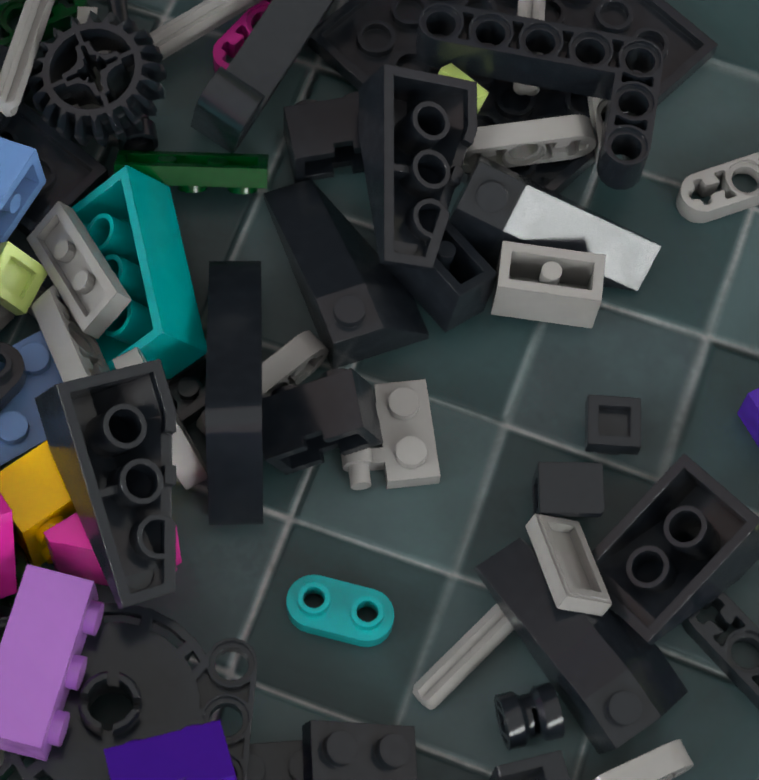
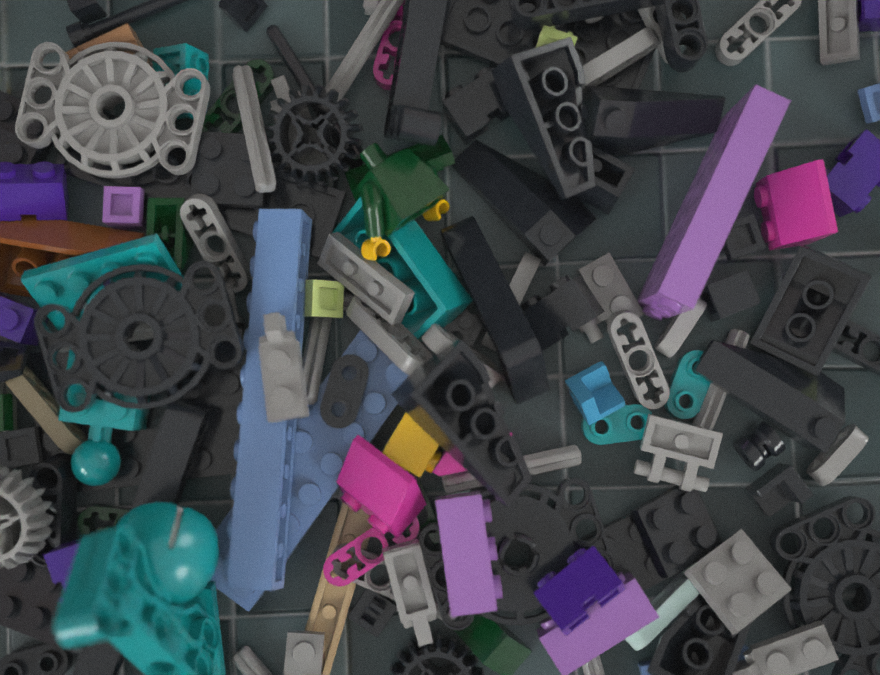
camera: 15 degrees left, 20 degrees up
(169, 178) = (396, 194): none -> dark green torso
(188, 608) = (537, 464): none -> light grey axle
(324, 546) = (594, 393): none -> dark azure panel
(413, 654) = (681, 442): none -> light grey plate
(416, 487) = (638, 386): none -> light grey beam
(464, 594) = (688, 383): none -> teal plate
(483, 509) = (679, 329): none -> light grey beam
(548, 284) = (666, 156): light grey brick -> none
(568, 565) = (751, 346): light grey tile -> none
(574, 354) = (712, 204): none -> medium lavender brick
(700, 408) = (795, 206): none -> dark pink slope

